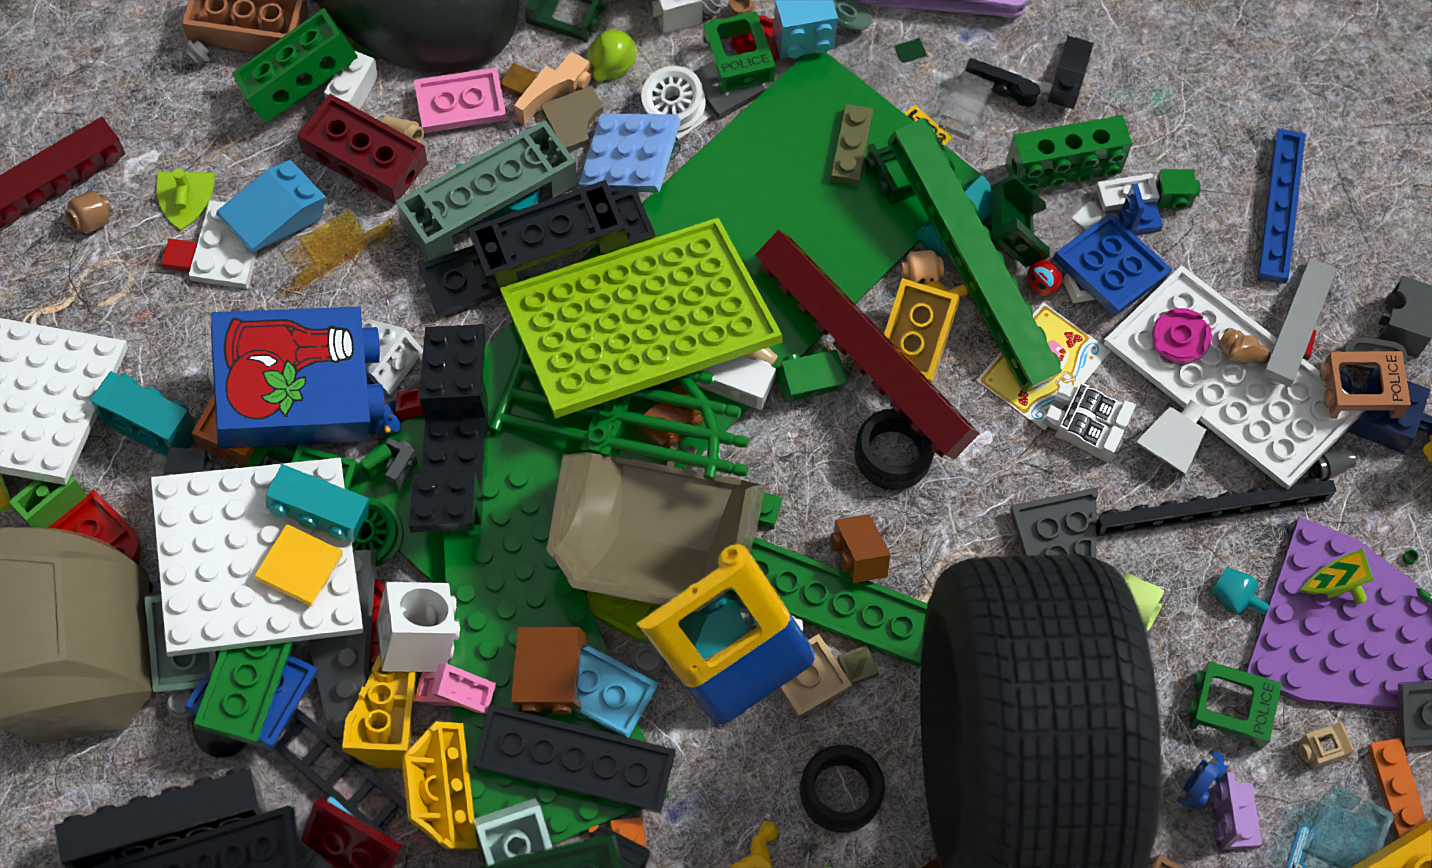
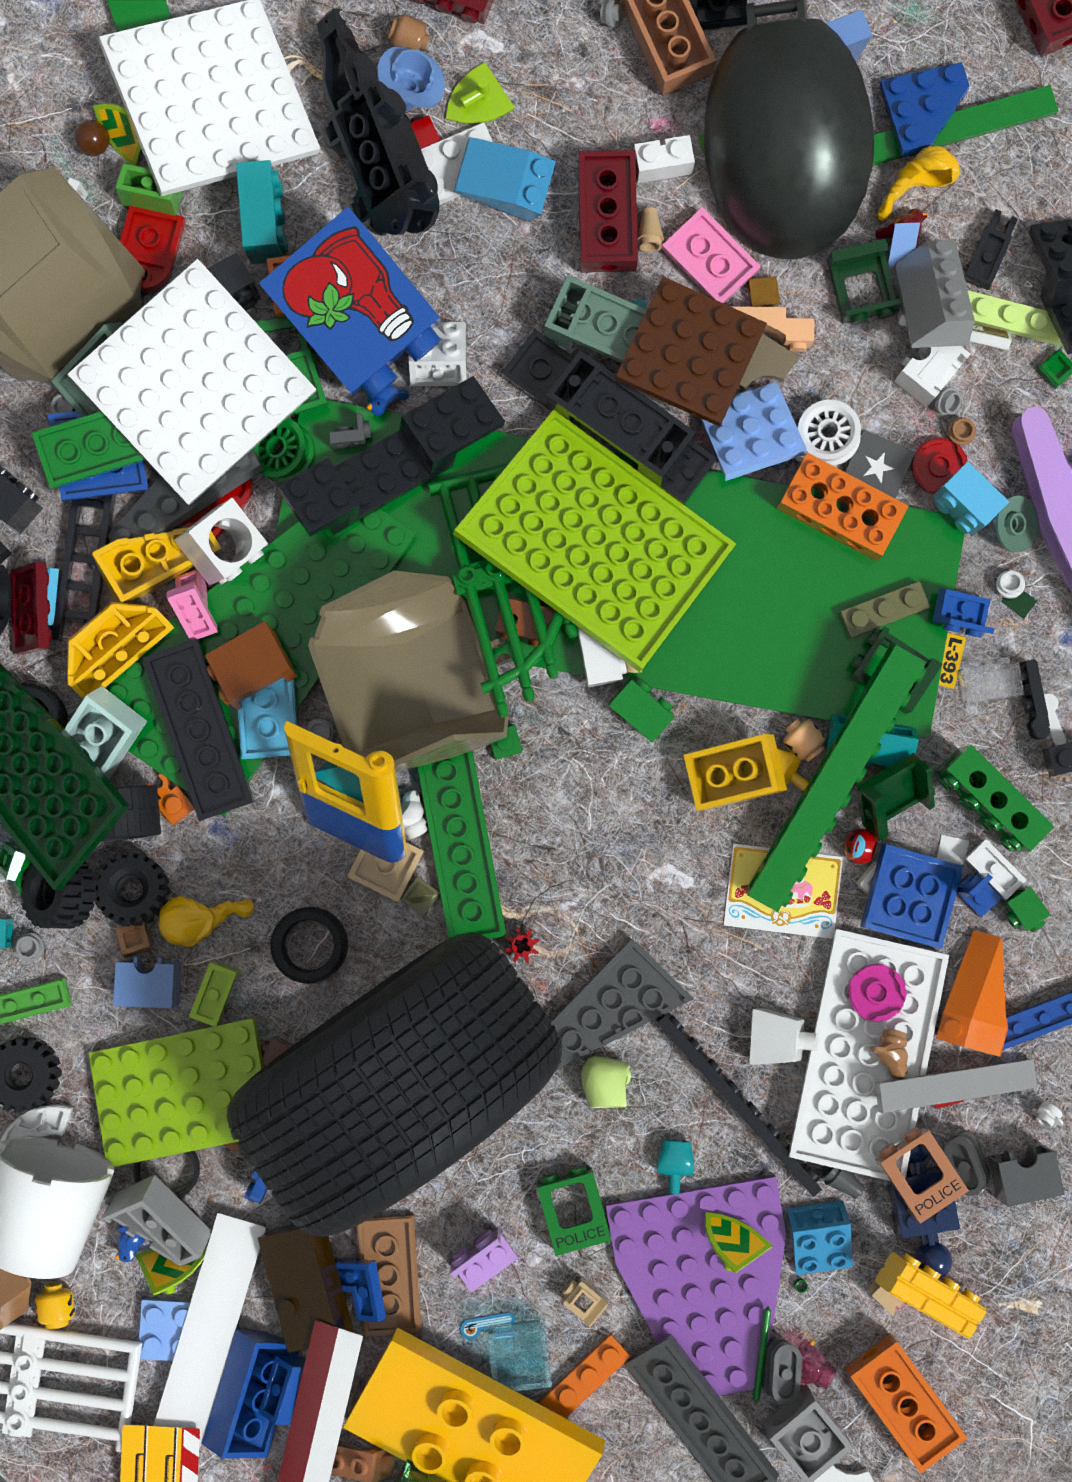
camera: 55 degrees right, 20 degrees up
(128, 229) = (412, 76): none -> medium blue hat
(150, 281) = (375, 137): none -> black animal
(288, 58) = (641, 102): green brick -> none
(299, 565) = (200, 422): yellow tile -> none
(317, 503) = (255, 400): teal brick -> none
(334, 239) = (512, 248): clear yellow bracket -> none
(376, 462) = (340, 417): green tile -> none
(408, 404) = (408, 403): red tile -> none
(533, 145) = (691, 351): none -> reddish brown plate
(611, 55) = (837, 353): lime piece -> none
(742, 69) = (894, 474): green window -> none
(743, 121) = (855, 494): none -> orange brick
(860, 548) = (513, 841): dark orange brick -> none
(867, 345) = (690, 738): dark red brick -> none
(880, 473) = (651, 815): black tyre -> none
(892, 45) = (1010, 584): none -> white plate
(894, 89) = (962, 611): none -> blue bracket
(1091, 419) = (748, 949): white hips -> none
(1201, 780) = (491, 1220): blue plate -> none
(1238, 268) = (976, 1003): none -> orange wedge
(1366, 273) = (1048, 1115): none -> white plate
(1376, 508) = (820, 1237): none -> dark azure bracket

